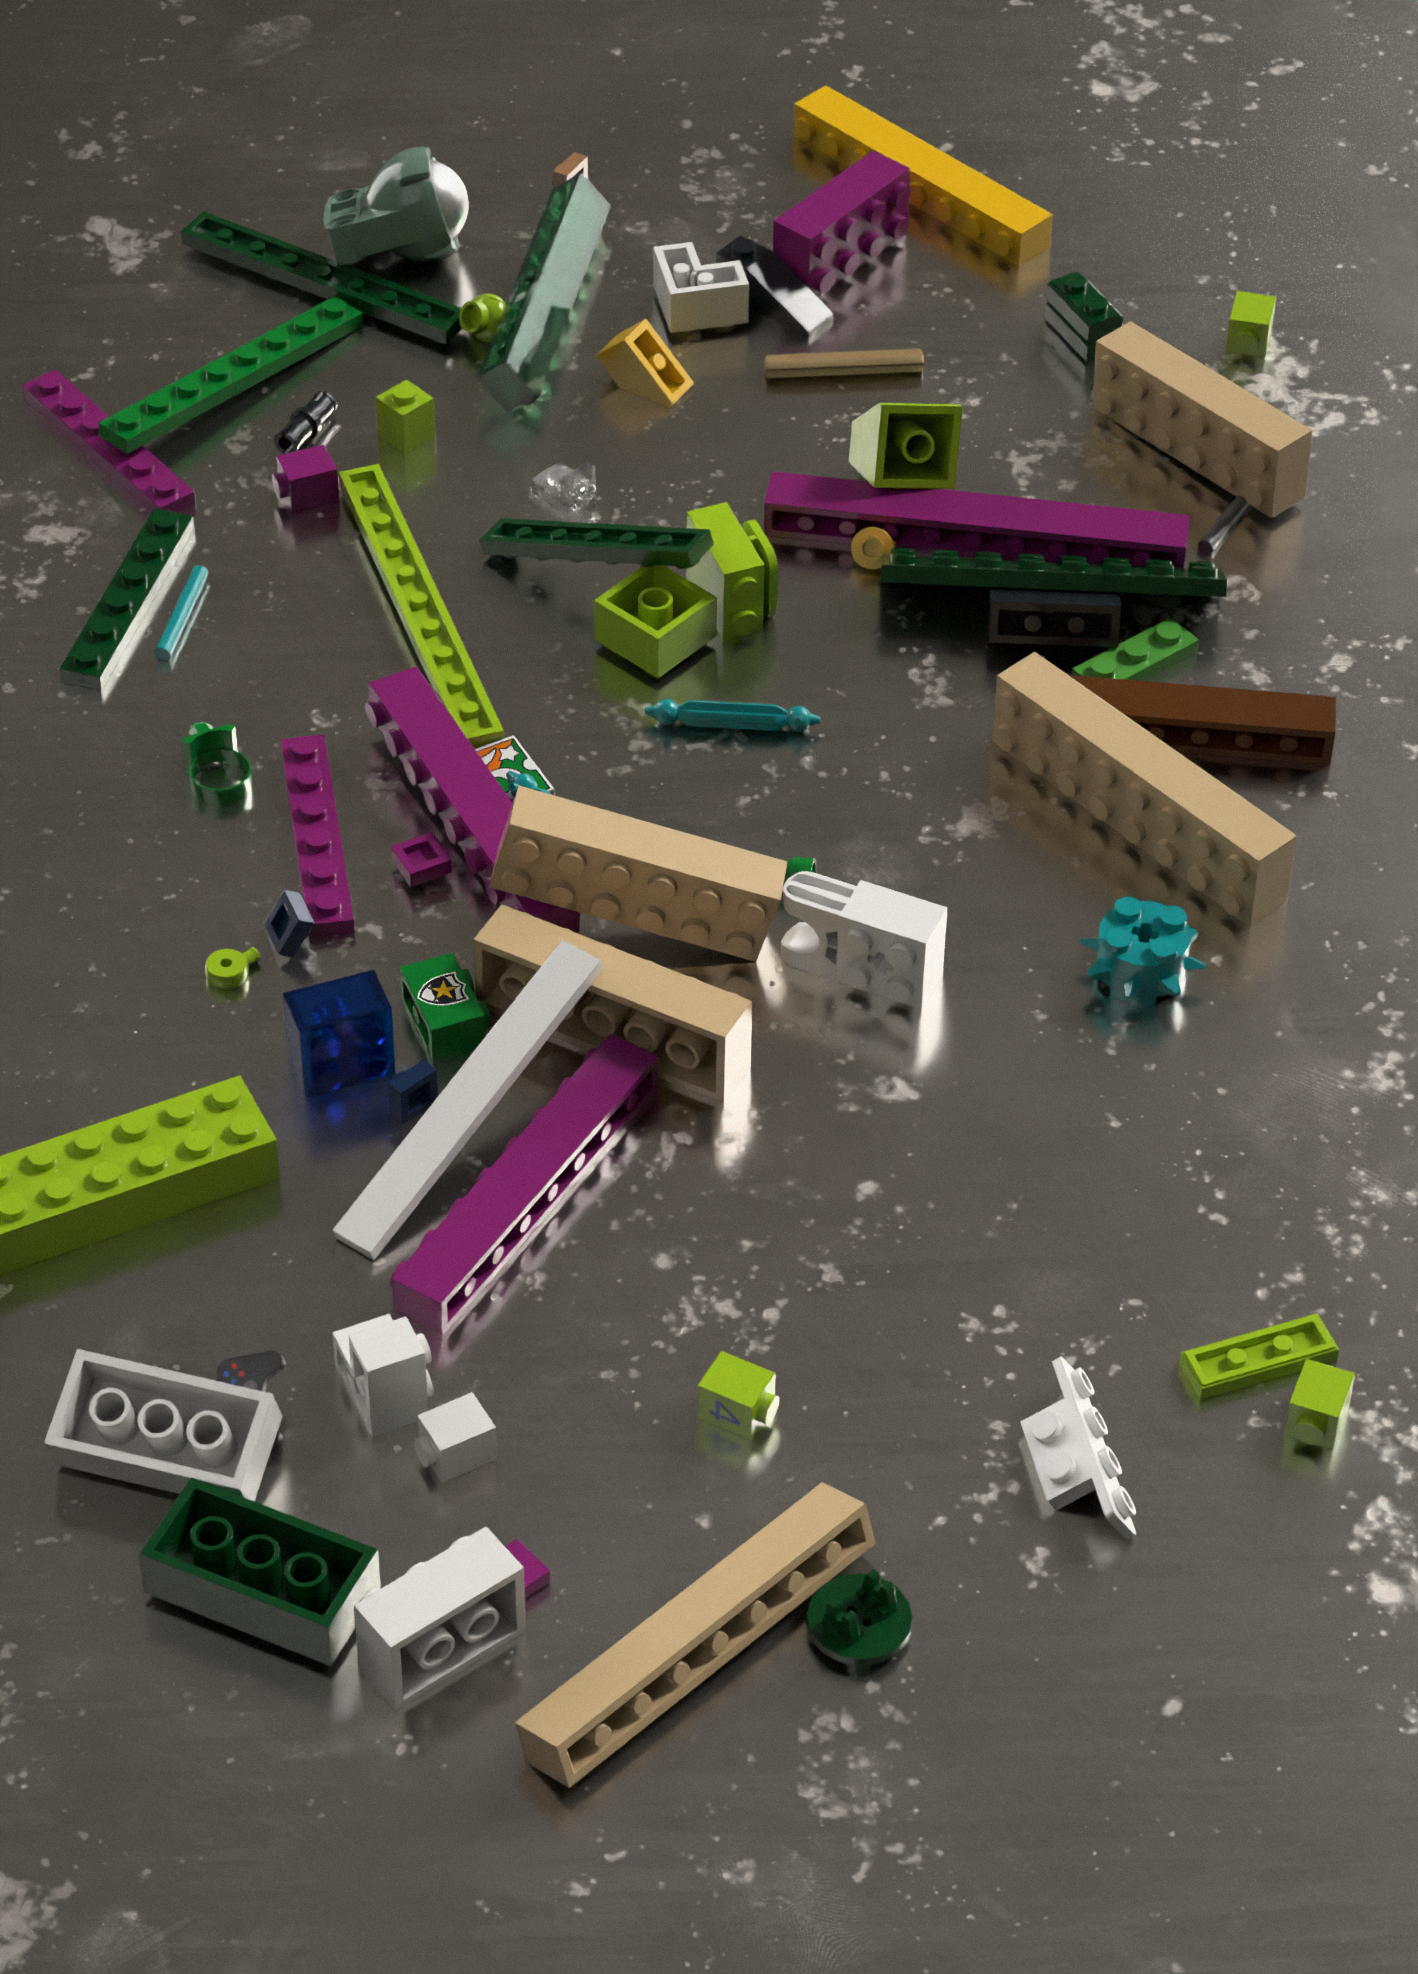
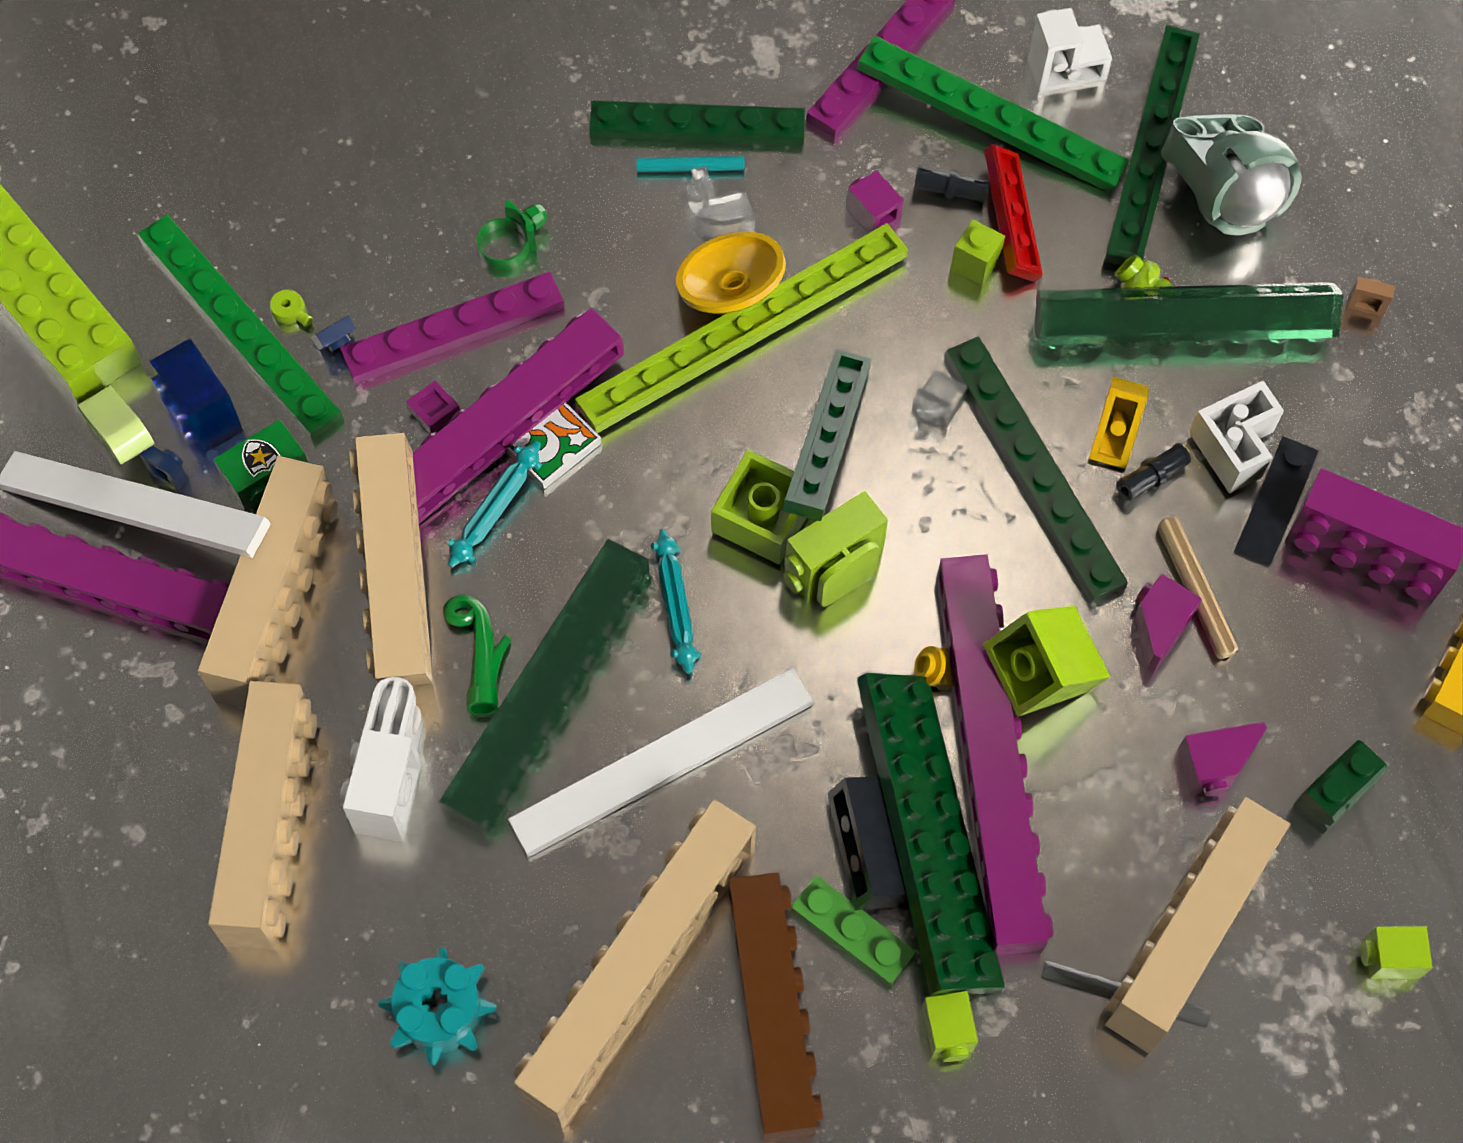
camera: 75 degrees right, 20 degrees up
(184, 302) = (1065, 53): none -> white brick
(210, 1020) = (240, 327): none -> green plate
(266, 599) = (716, 215): none -> clear brick
(347, 1112) = (115, 424): none -> yellowish green beam
(352, 384) = (1013, 213): none -> red tile
(356, 587) = (730, 272): none -> yellow dish
(671, 440) = (1036, 470): none -> dark green plate
(709, 360) = (1153, 472): none -> black pin
(795, 810) = (545, 689): none -> clear green brick
(872, 379) = (1162, 617): none -> magenta slope
(896, 1044) = (263, 817): none -> tan brick
(915, 762) = (660, 762): none -> white tile
(1032, 384) = (1217, 756): none -> magenta slope
(1252, 607) = (950, 1026): none -> lime brick

